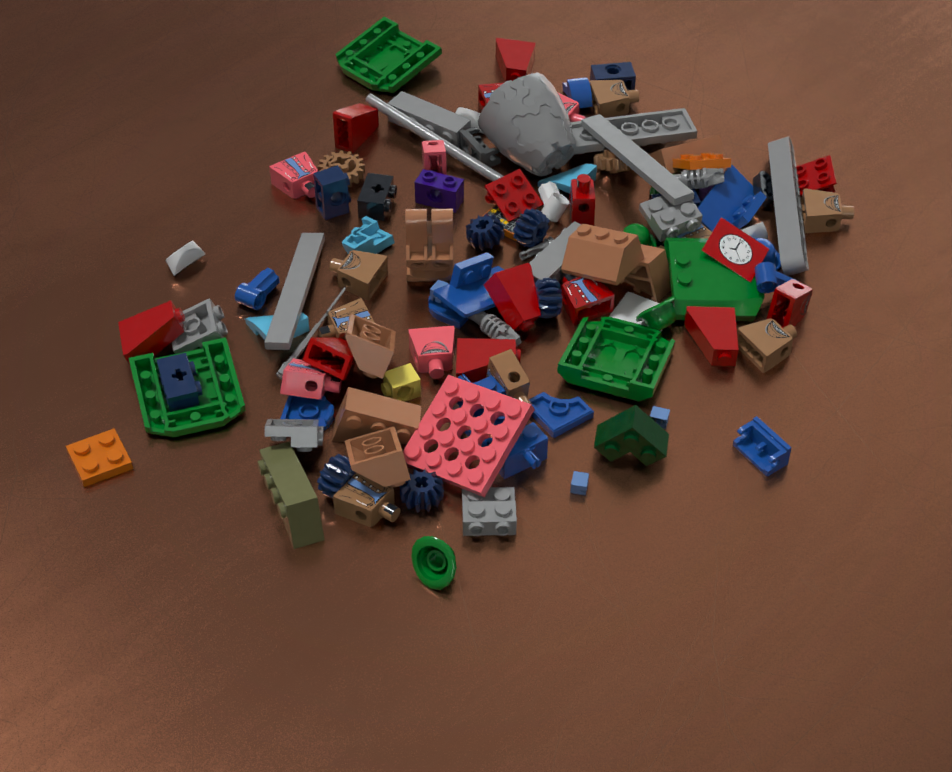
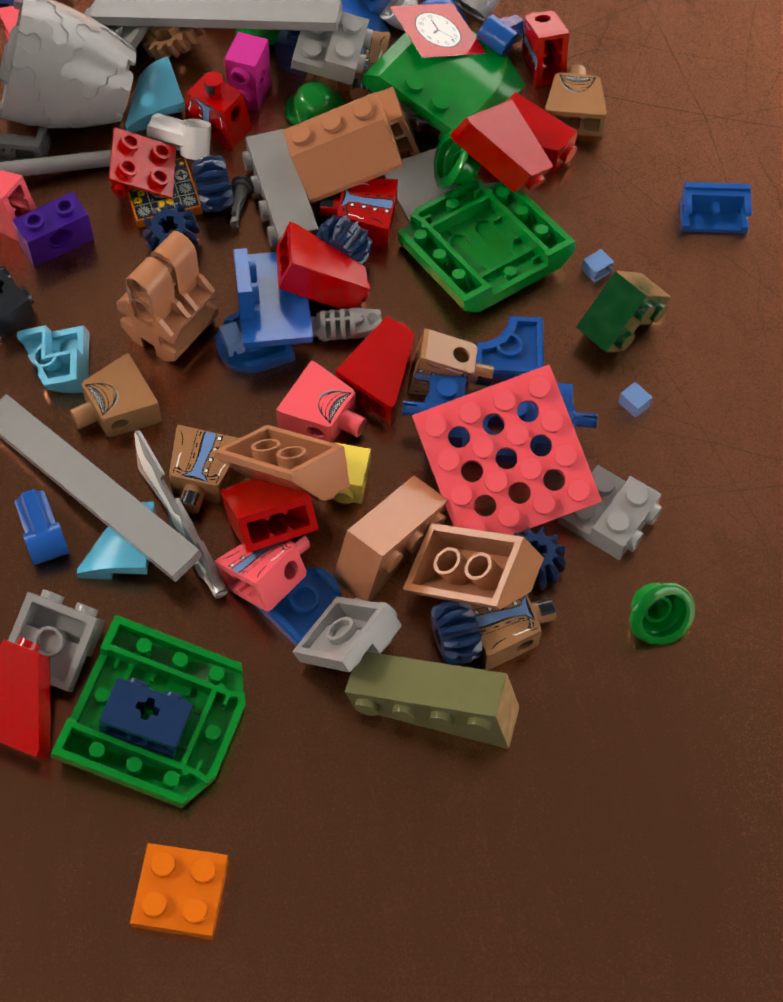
camera: 55 degrees left, 15 degrees up
(619, 198) = (249, 68): none -> dark pink brick
(679, 316) = (504, 146): none -> slope

